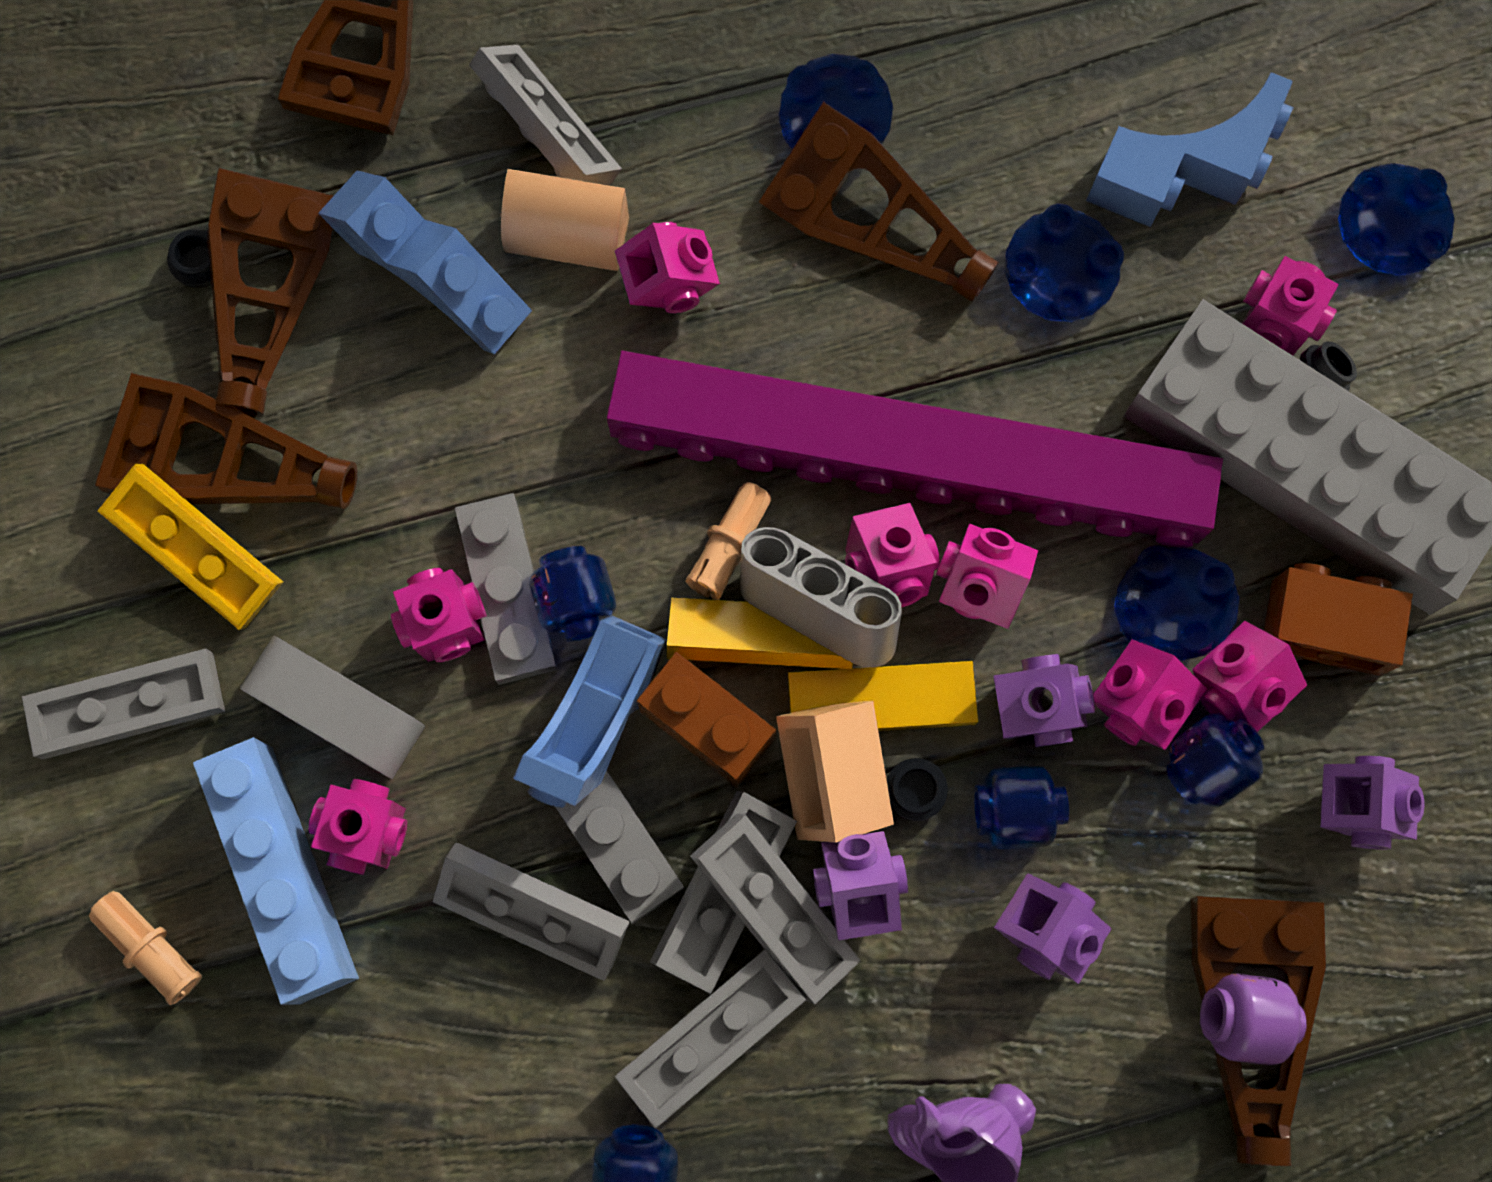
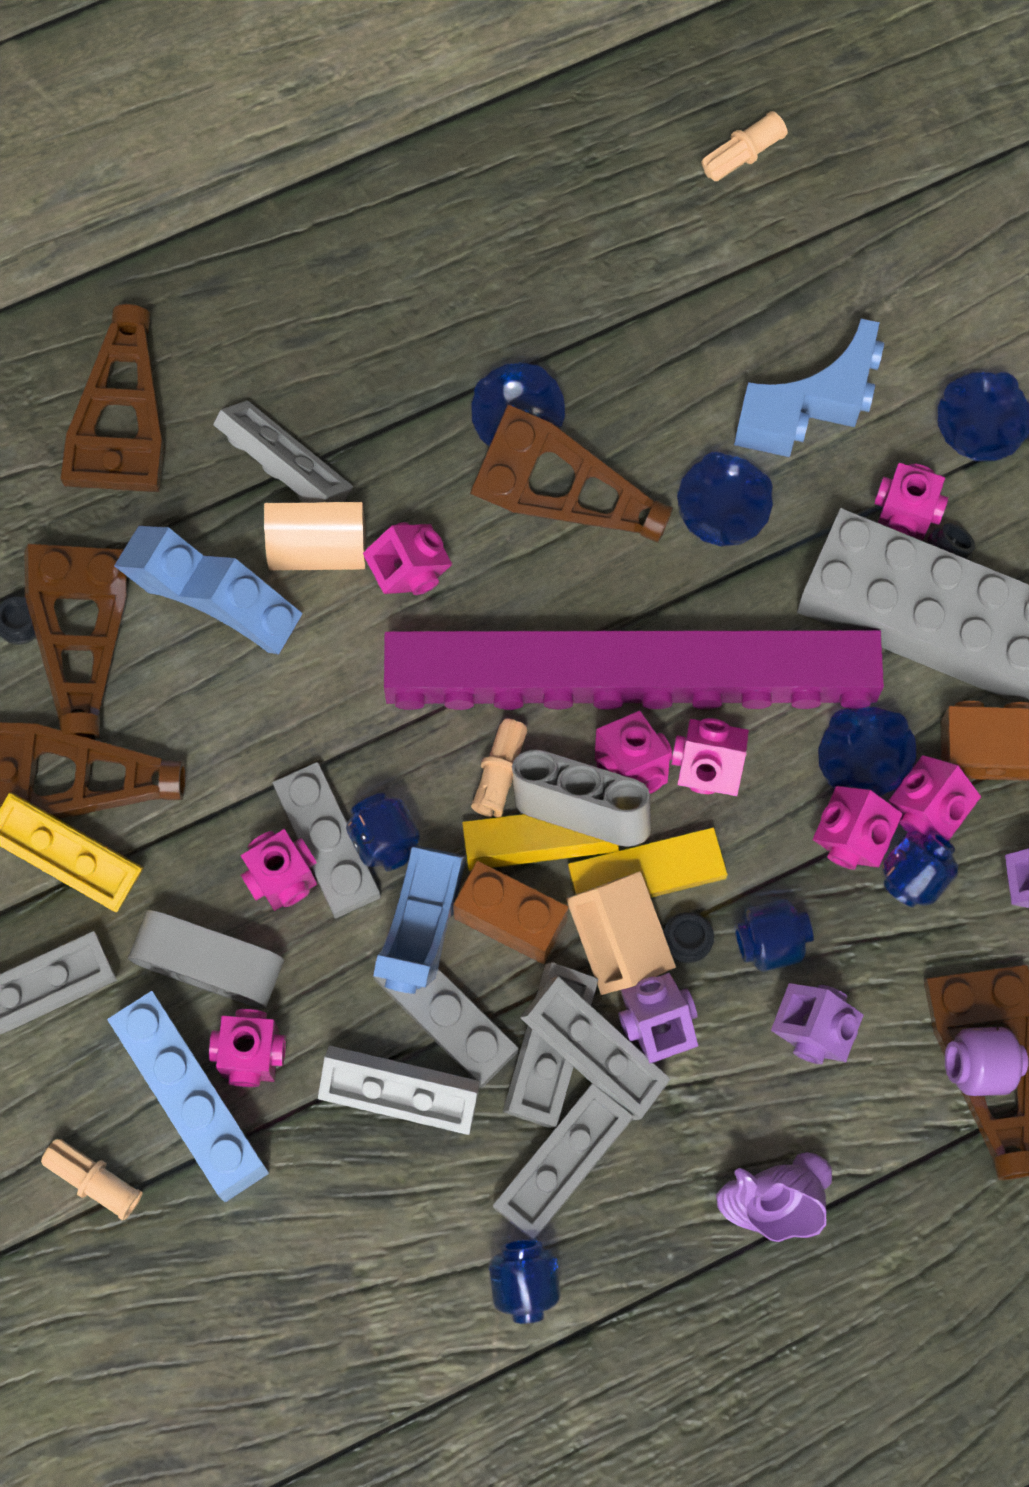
camera: 10 degrees left, 5 degrees down
(1021, 695) = (758, 844): medium lavender brick -> none

